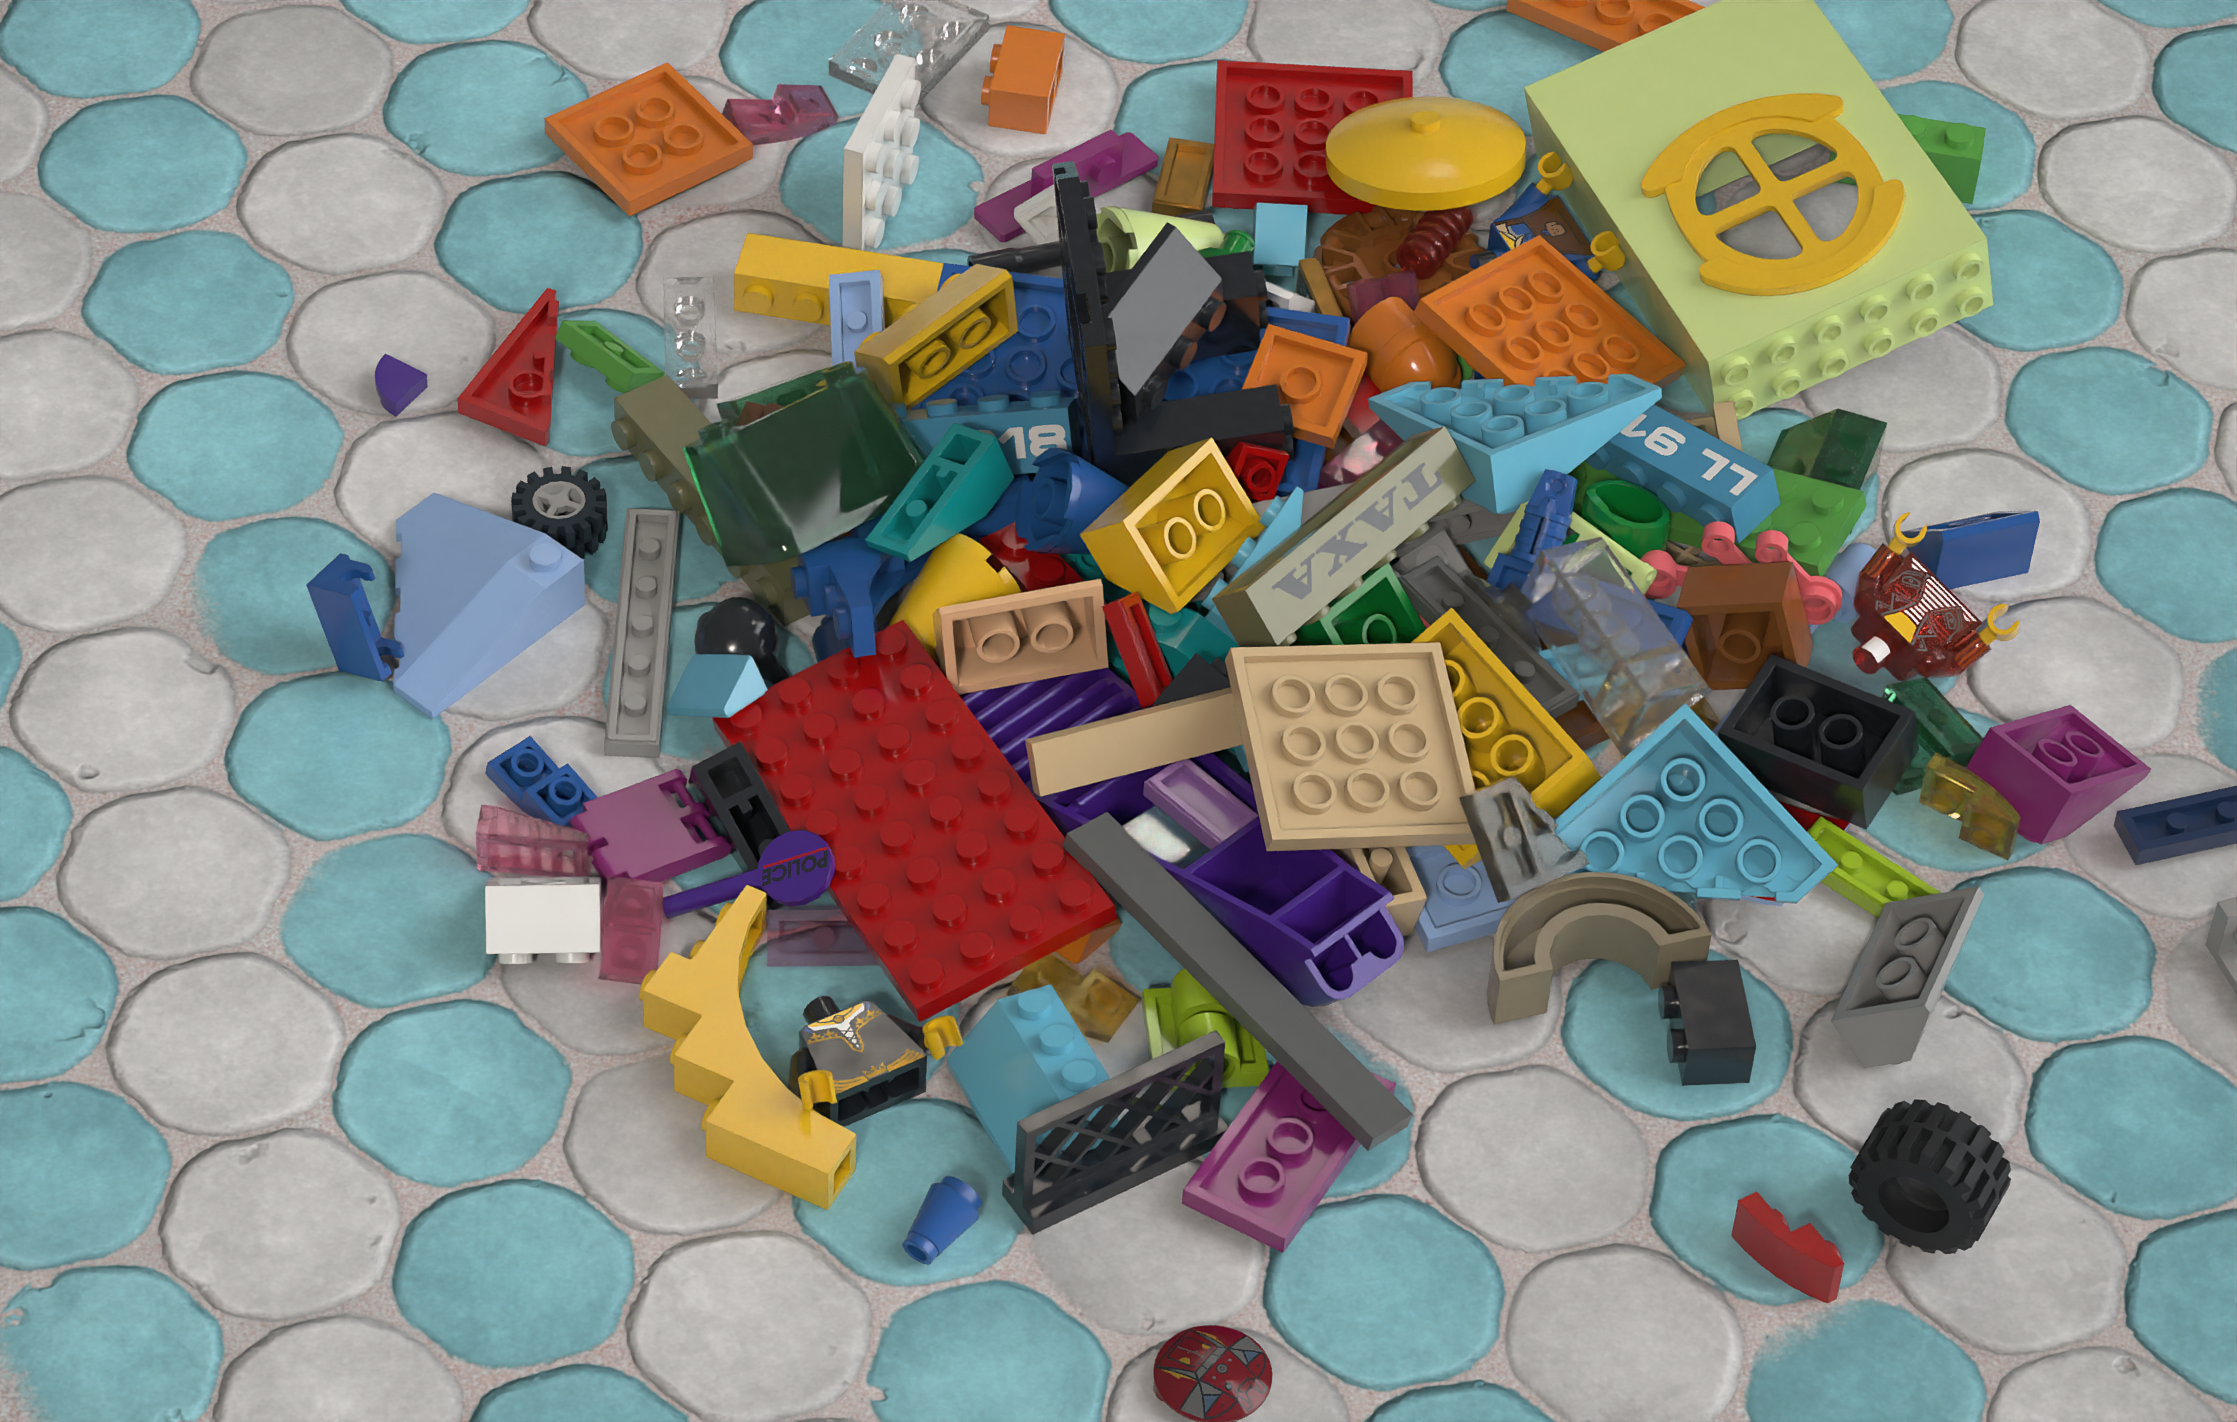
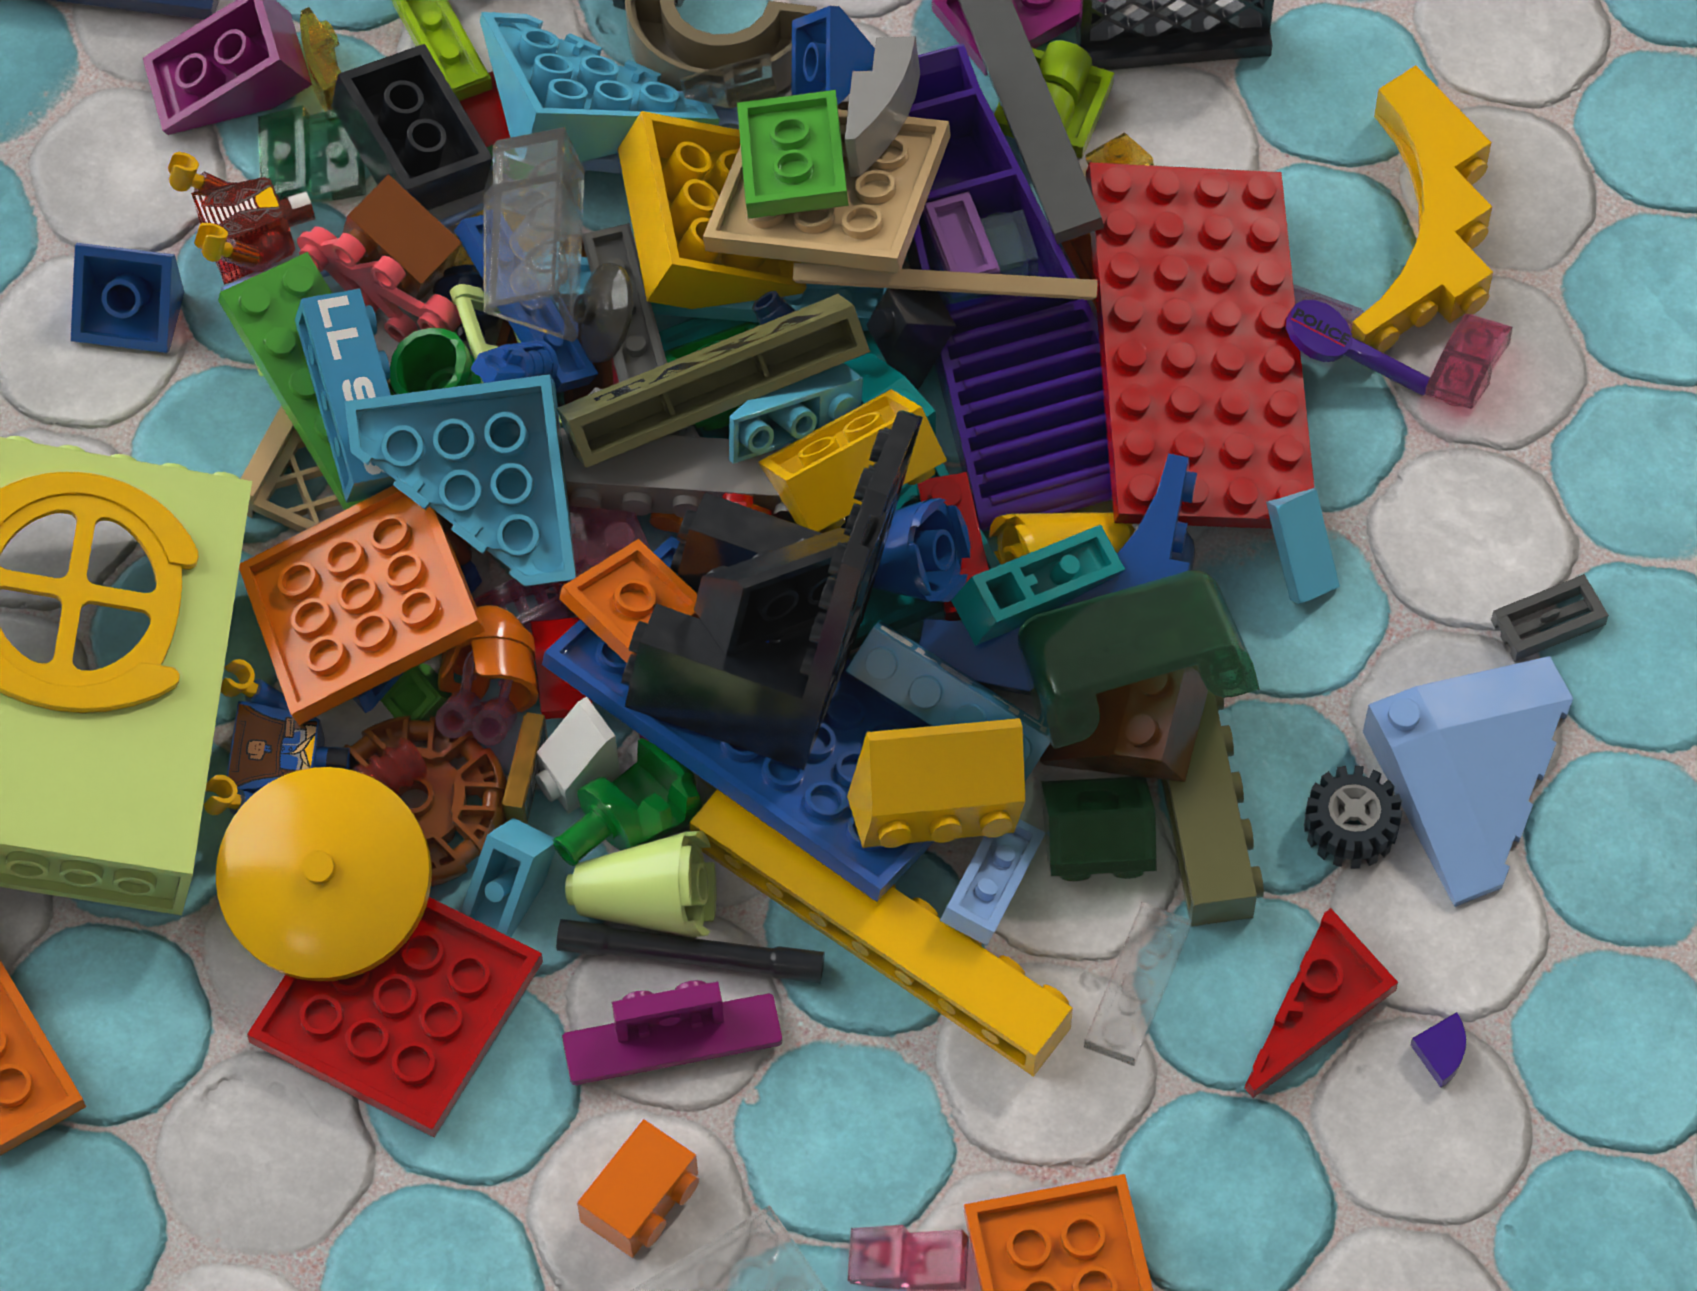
camera: 150 degrees left, 15 degrees up
(349, 619) = (1607, 720): blue hinge -> none
(453, 748) = (1523, 648): none -> dark grey tile
(518, 842) = (1524, 470): clear pink slope -> none
(538, 783) = (1482, 537): blue slope -> none
(543, 917) = (1534, 404): white slope -> none
(602, 350) = (1227, 985): bright green plate -> none
(642, 633) = (1325, 674): light grey tile -> none
(646, 833) = (1416, 449): magenta plate -> none
(738, 806) = (1335, 423): black slope -> none
(742, 628) = (1262, 595): black hair -> none
(863, 1058) = (1340, 172): torso -> none
(881, 156) = (870, 1063): white plate -> none
(942, 1218) = (1333, 31): blue cone -> none
(1022, 637) = (1029, 443): light nougat slope -> none
(1022, 1062) = (1214, 93): medium azure slope -> none
(1039, 217) = (731, 978): white tile -> none
(1138, 647) = (941, 376): red tile -> none
(1184, 177) = (548, 1008): pearl gold tile -> none
(1351, 816) = (880, 101): none -> light grey slope
(1402, 734) = (792, 154): none -> bright green plate
(1438, 902) = (827, 52): none -> blue slope
(1833, 449) = (195, 415): clear green slope -> none

